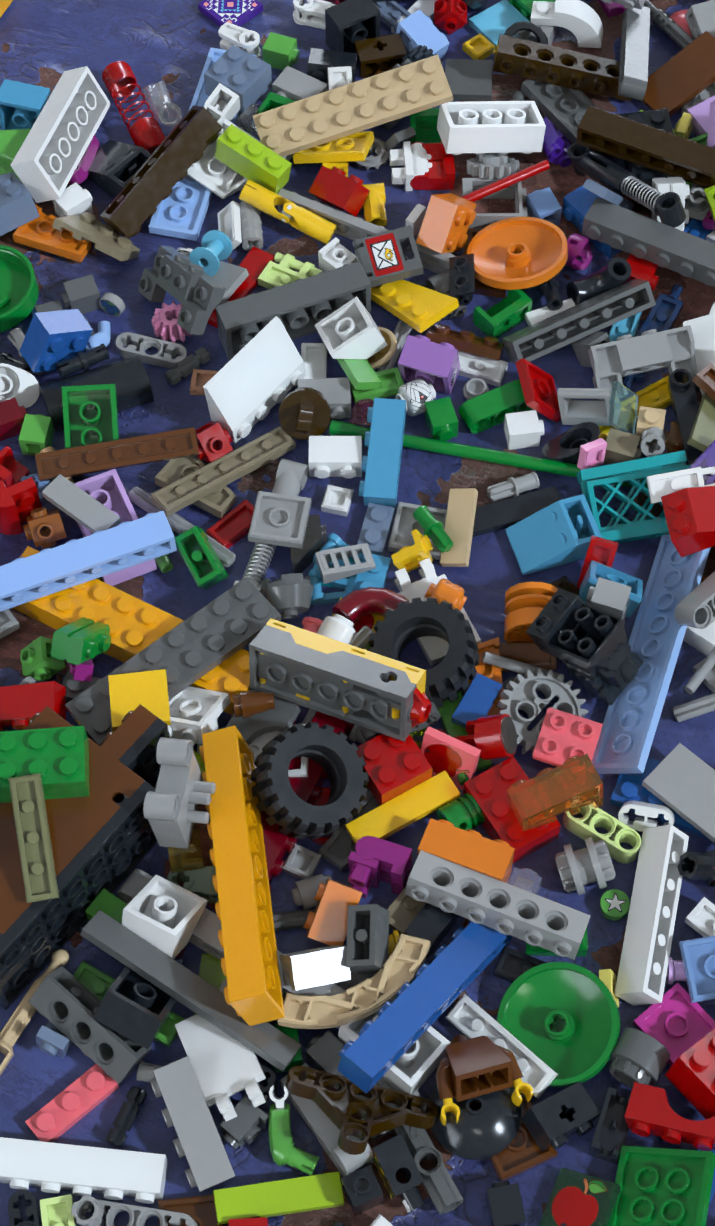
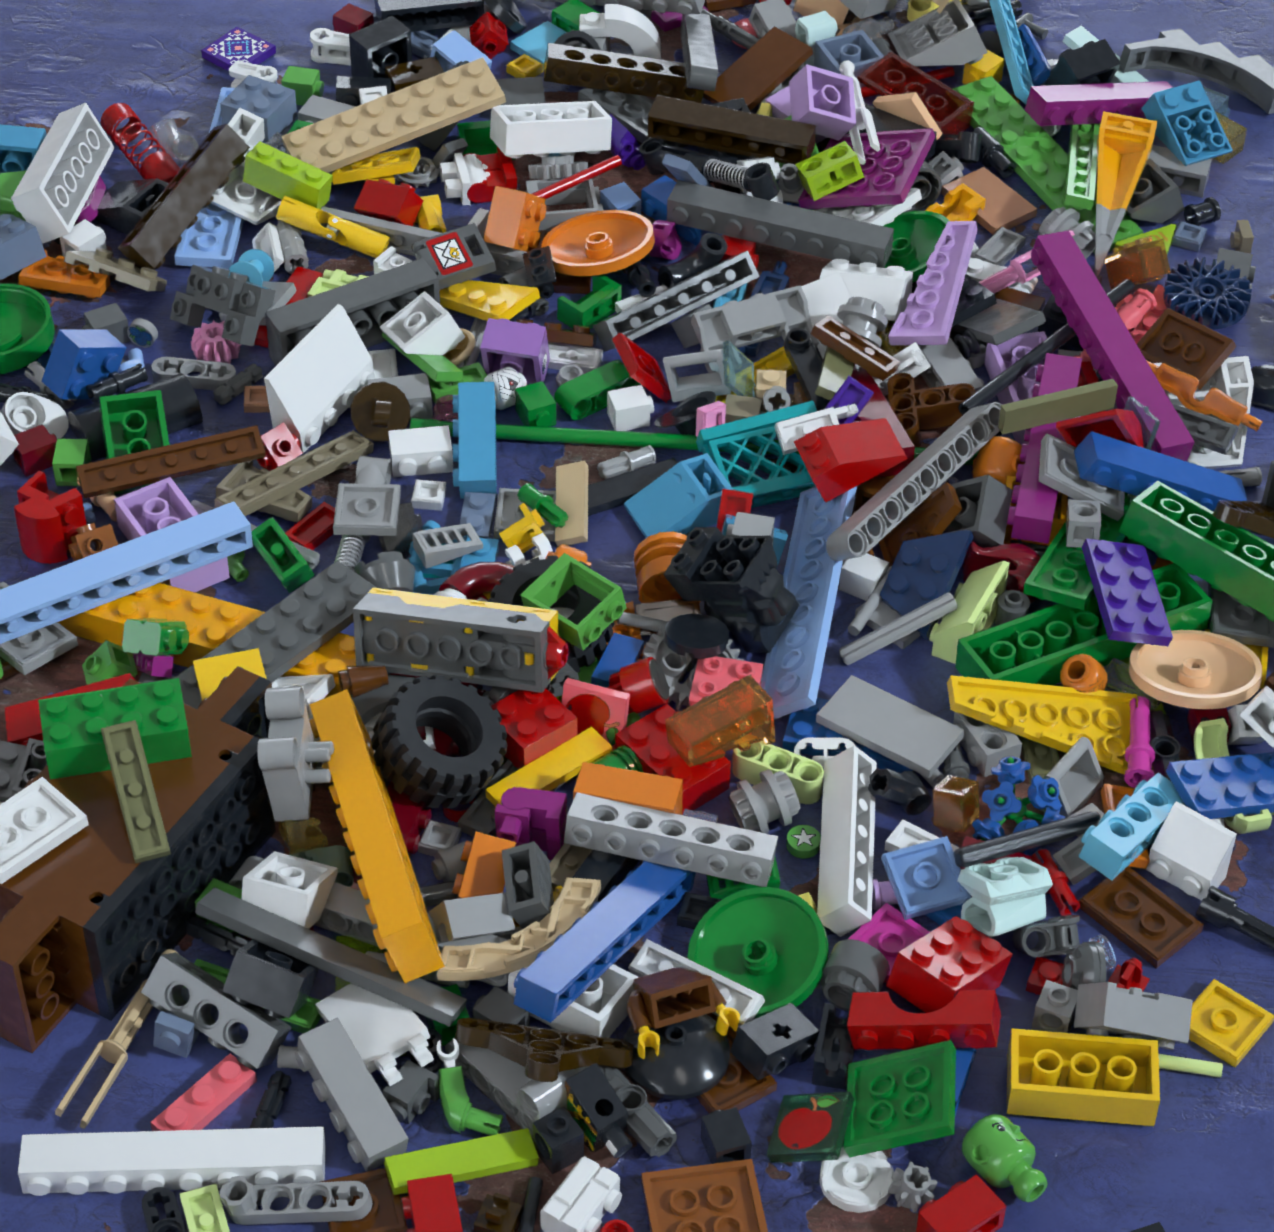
camera: 10 degrees left, 15 degrees down
(80, 505) = (131, 510): light grey tile -> none
(425, 636) = (563, 575): none -> bright green window
(548, 690) = (697, 635): none -> black tile

